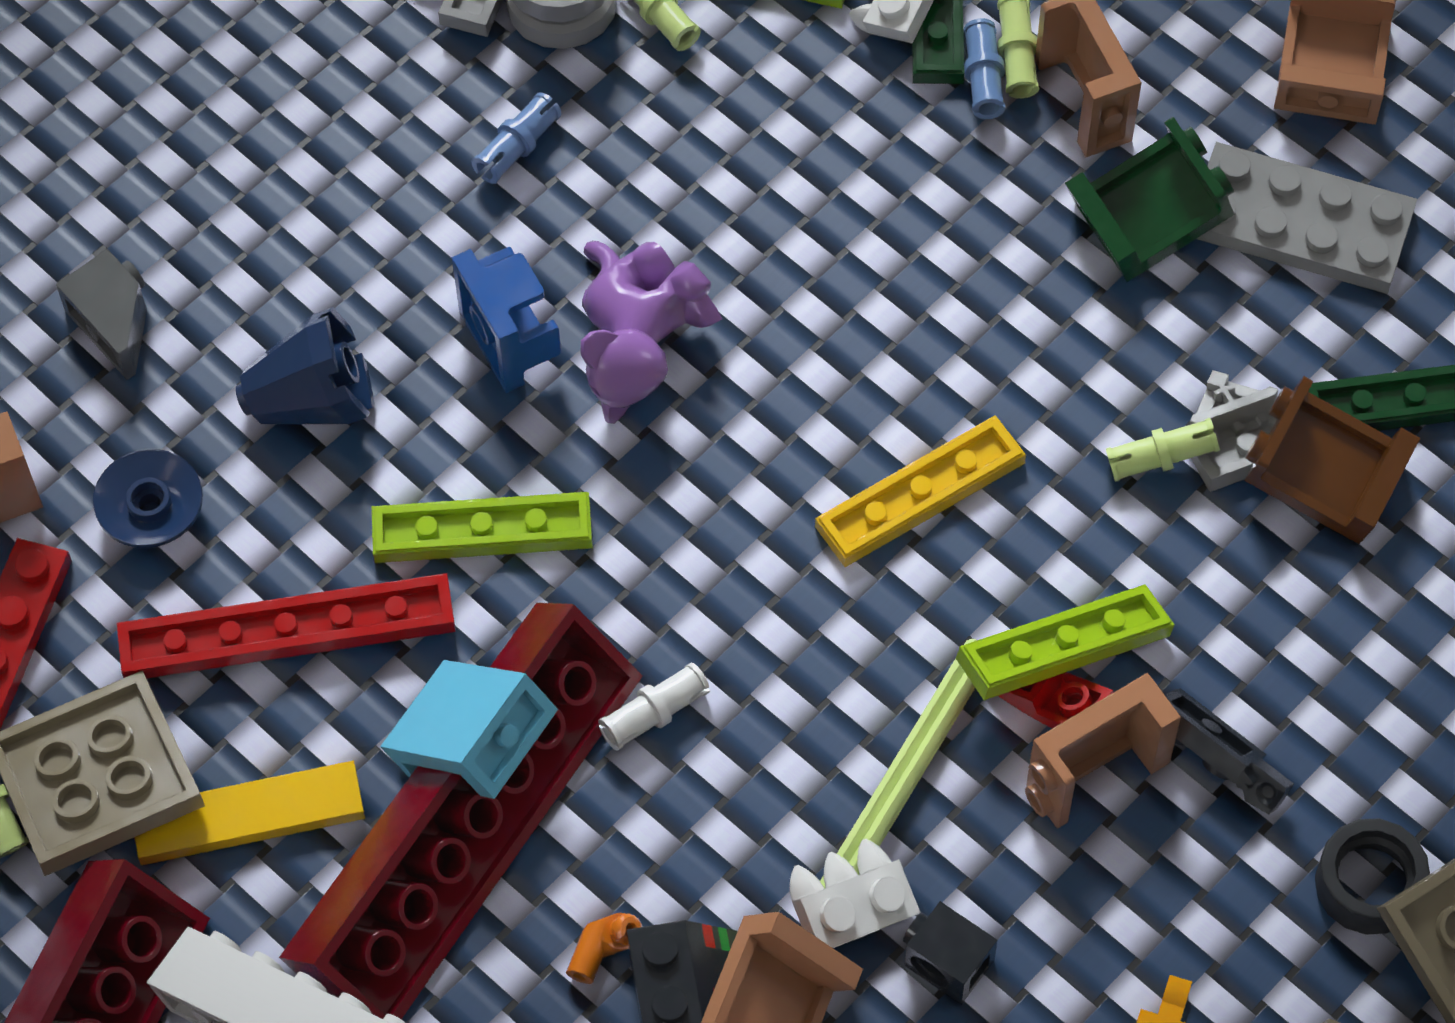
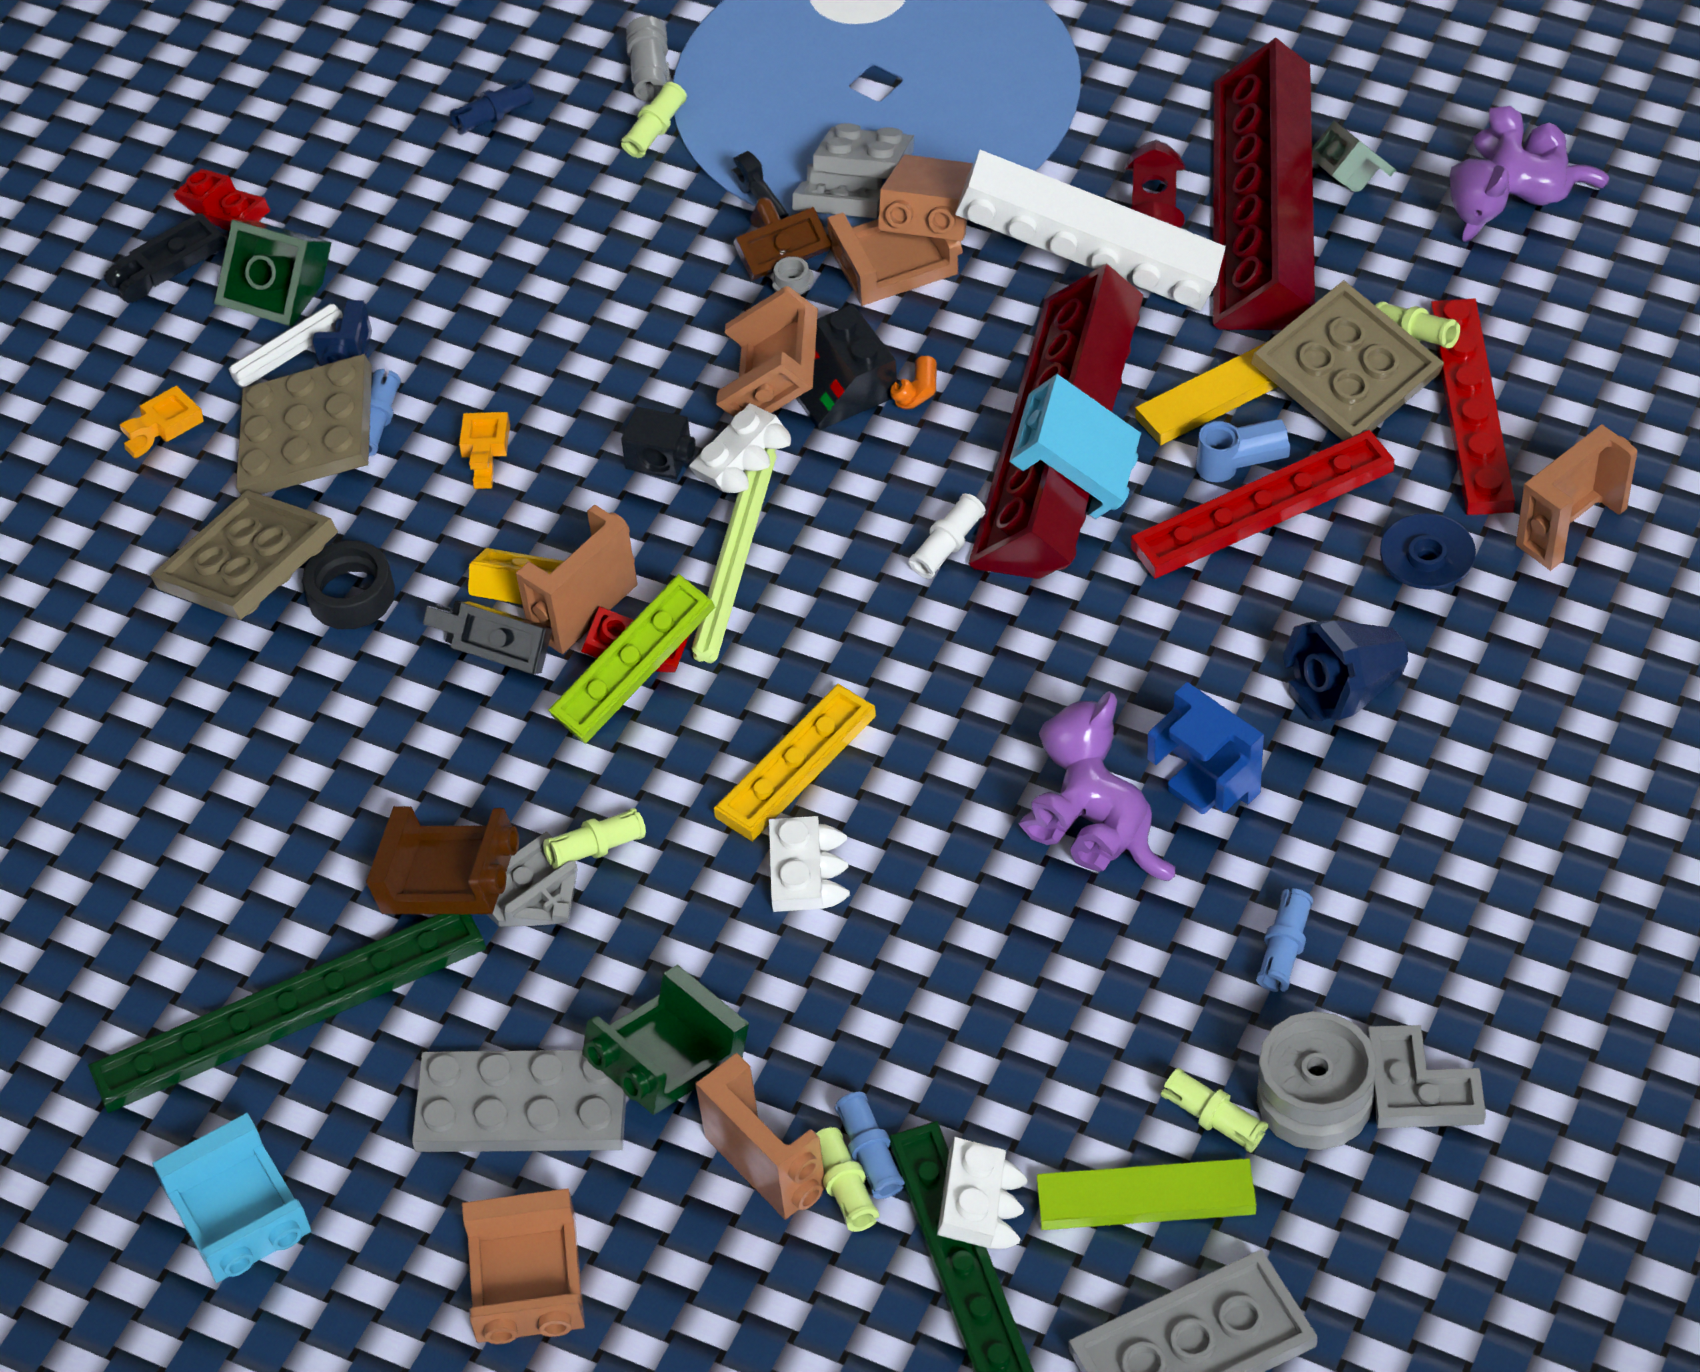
camera: 165 degrees right, 10 degrees down
(108, 308) = (1554, 678): dark grey slope -> none
(269, 706) = (1226, 448): none -> medium blue piece
(481, 527) = (1149, 627): lime tile -> none
(951, 378) = (803, 865): none -> white plate
(1162, 835) = (494, 574): none -> yellow slope

